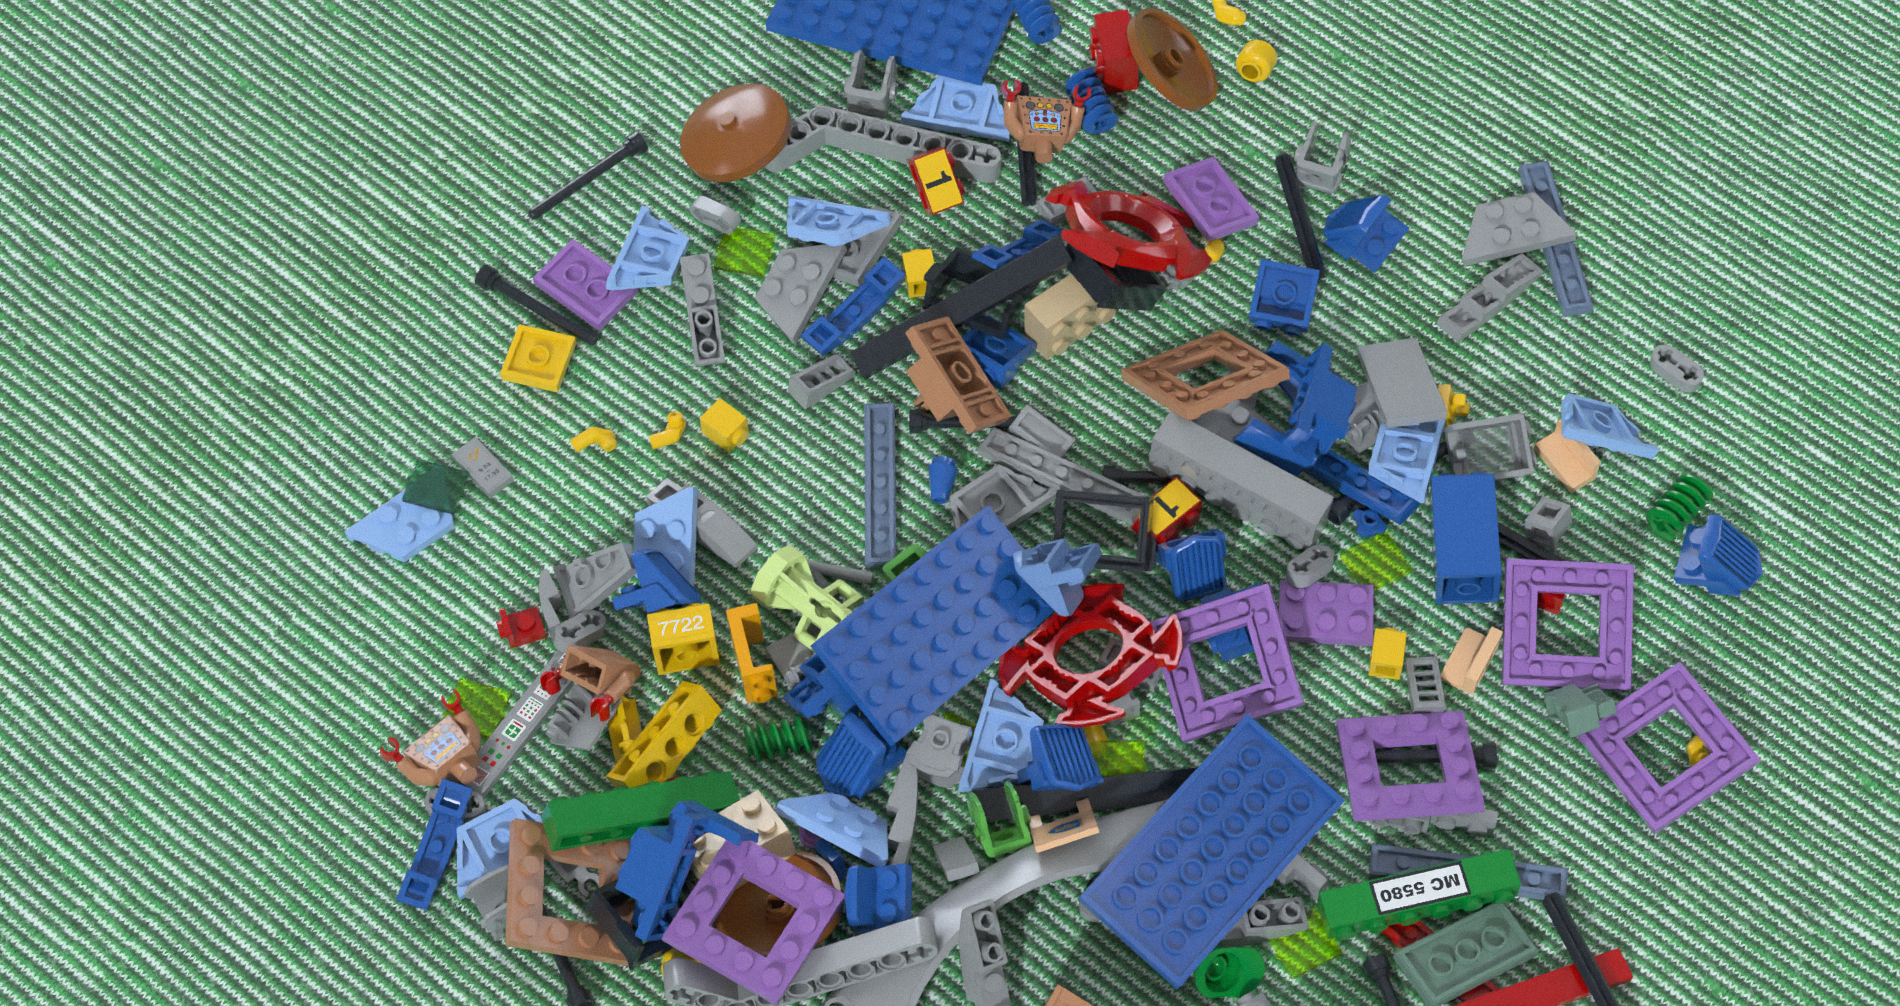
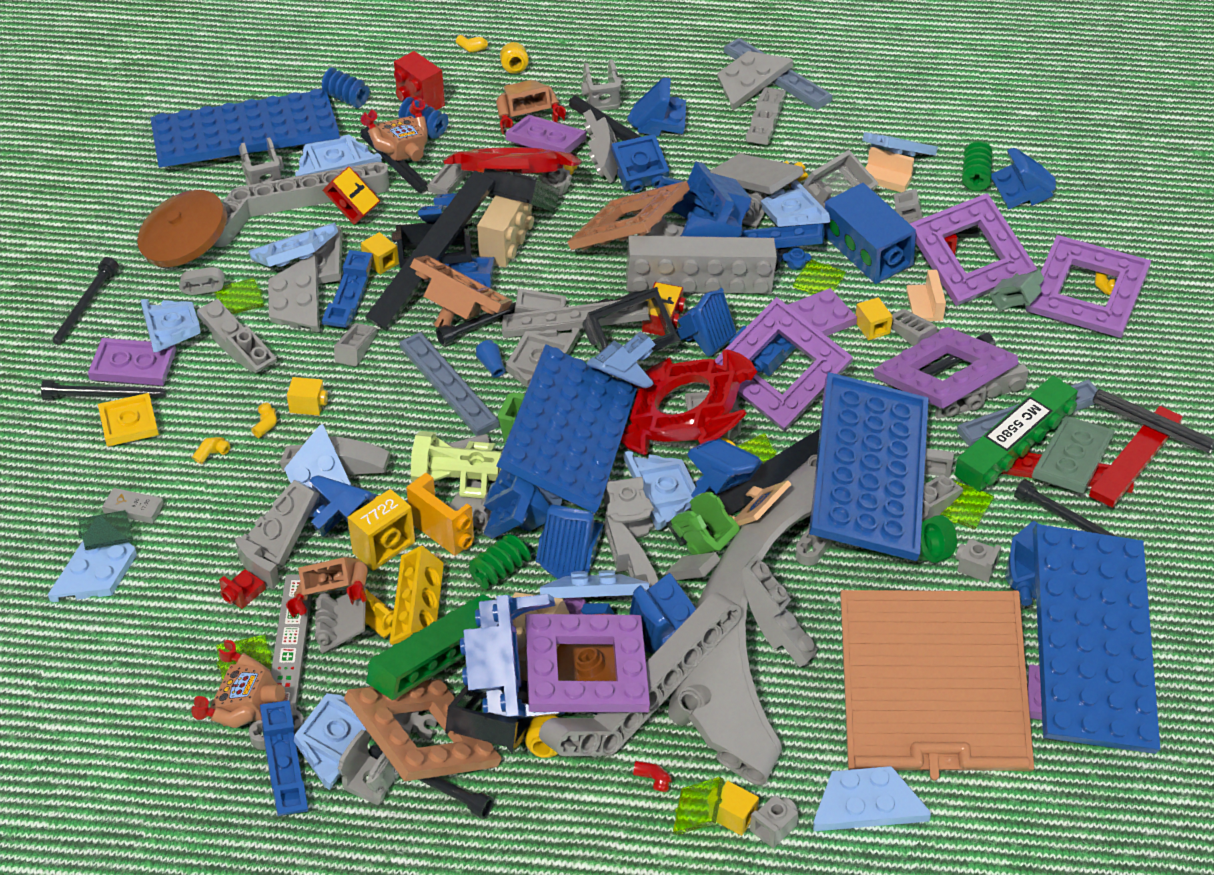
camera: 35 degrees left, 15 degrees down
(577, 628) = (287, 568): light grey beam -> none
(1172, 59) = (461, 71): dark orange dish -> none
(1221, 132) = (526, 98): none -> nougat torso
(1269, 243) = (600, 145): none -> light grey slope
(1310, 566) = (784, 291): light grey beam -> none
(1676, 368) = (908, 104): light grey beam -> none

